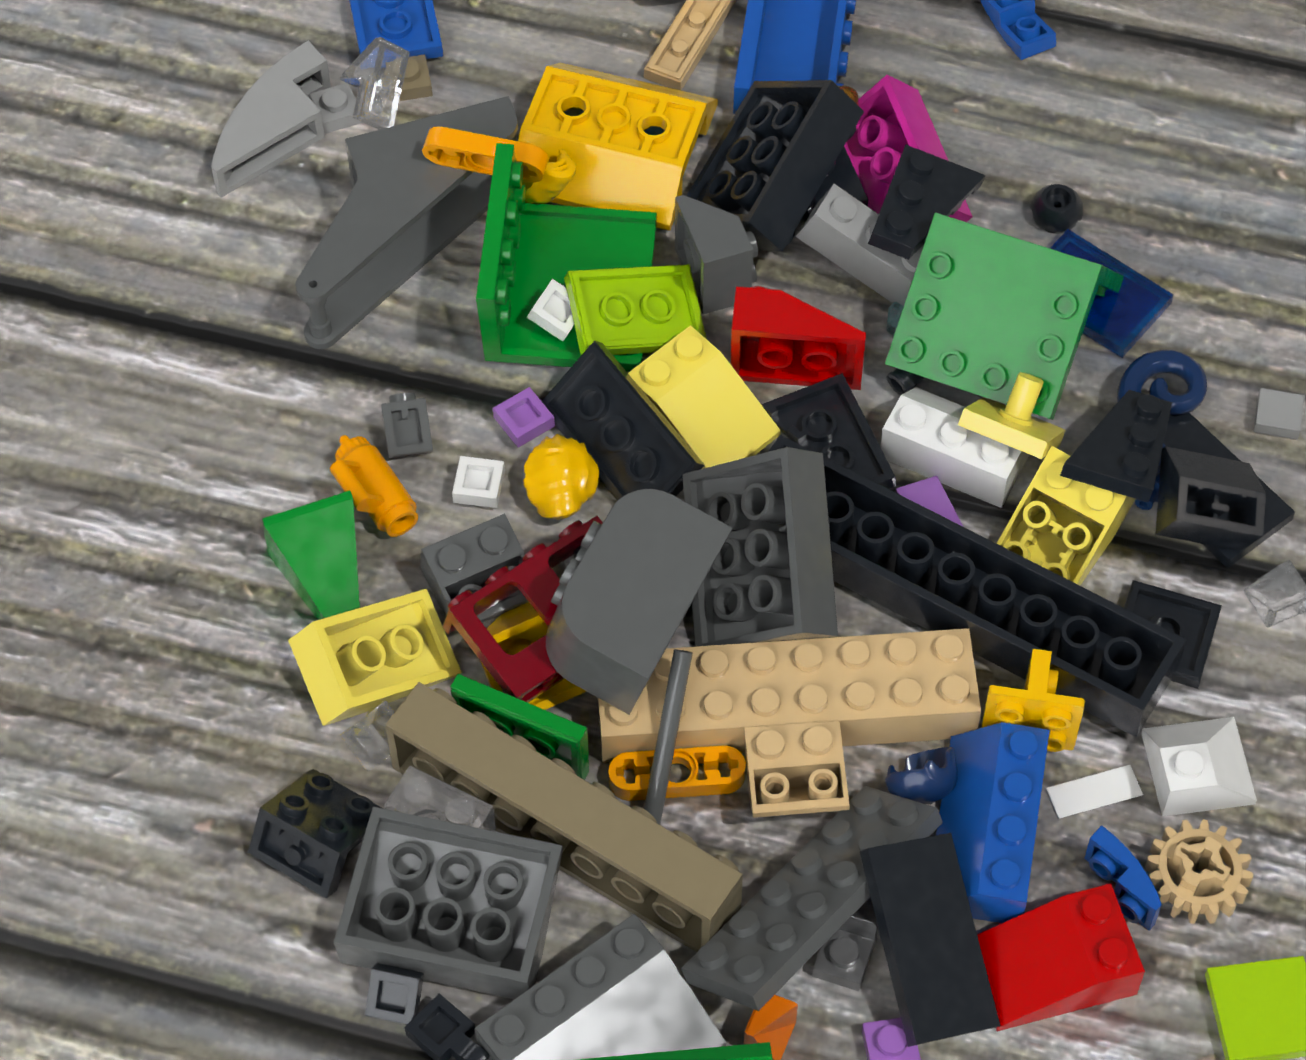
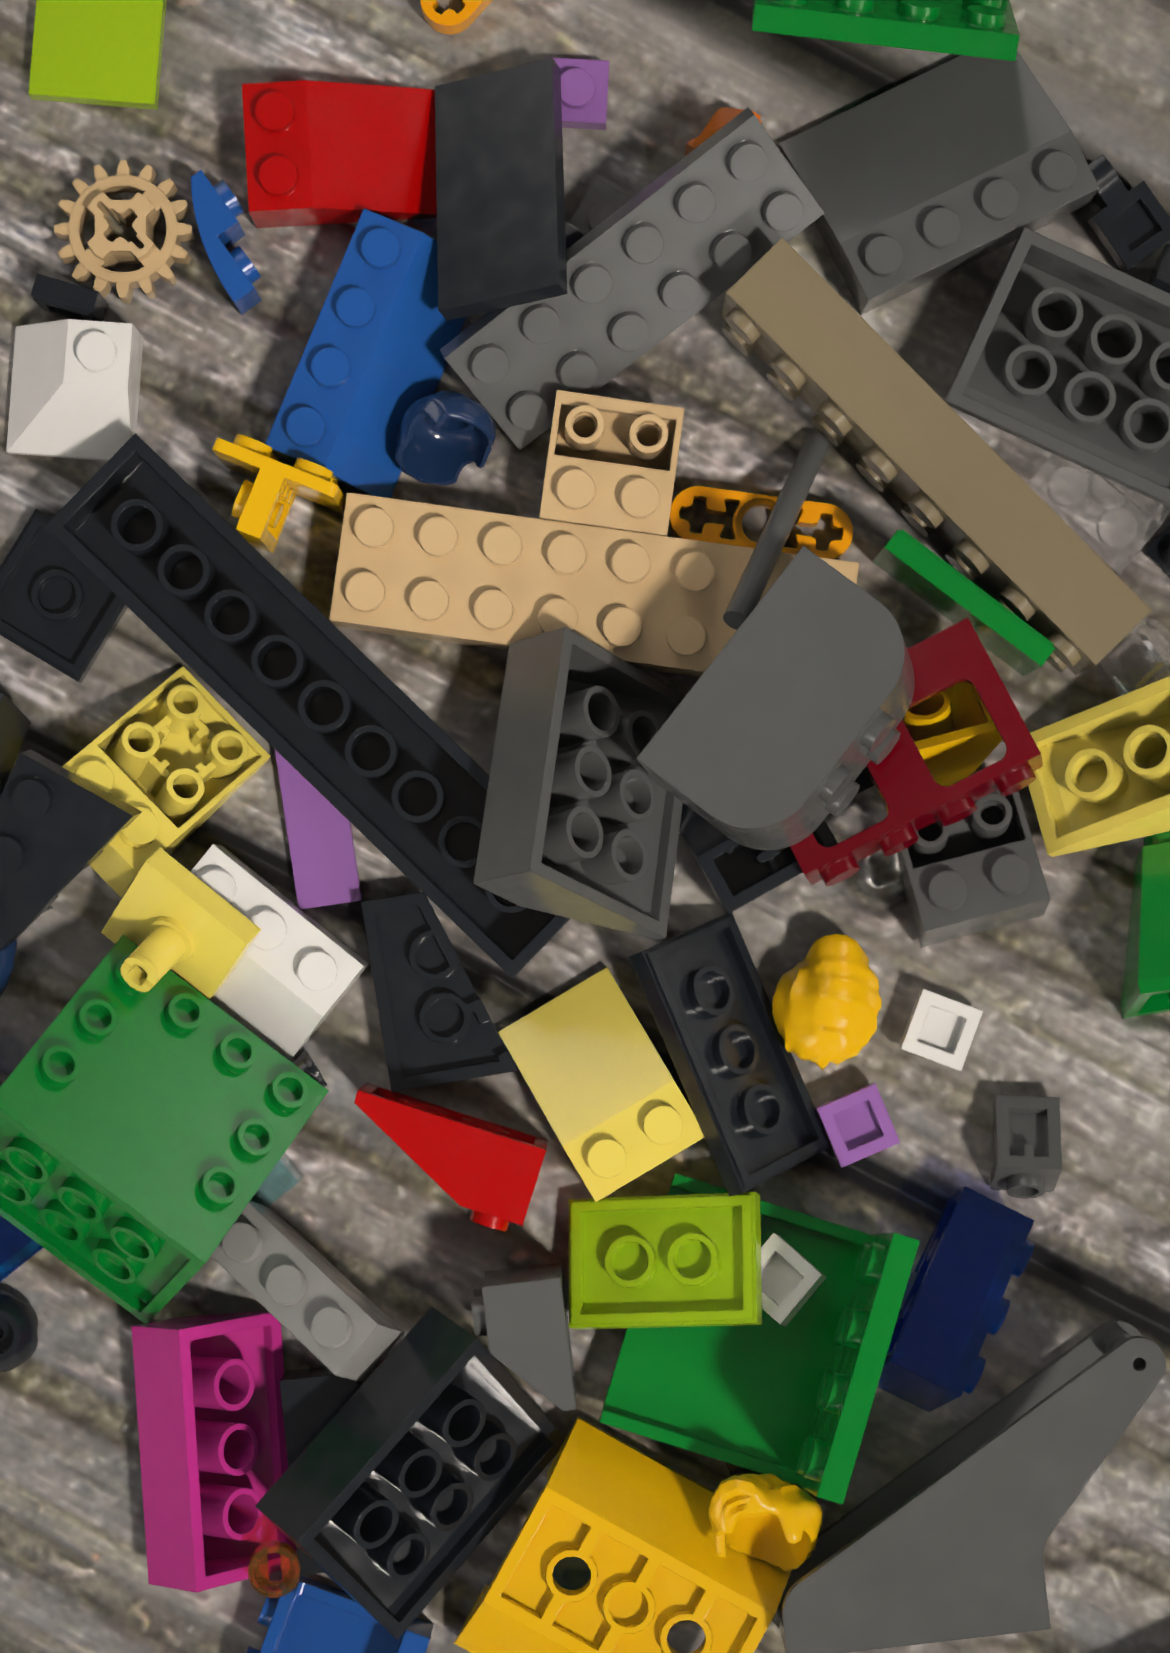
camera: 170 degrees left, 30 degrees up
(374, 486) = (1088, 1050): light orange piece -> none
(437, 323) = (956, 1300): none -> clear blue wedge
(477, 152) = (850, 1532): light orange beam -> none
(918, 191) = (212, 1328): black wing -> none
(1094, 791) = (220, 390): white sticker -> none
(1227, 812) = (68, 299): none -> black tile

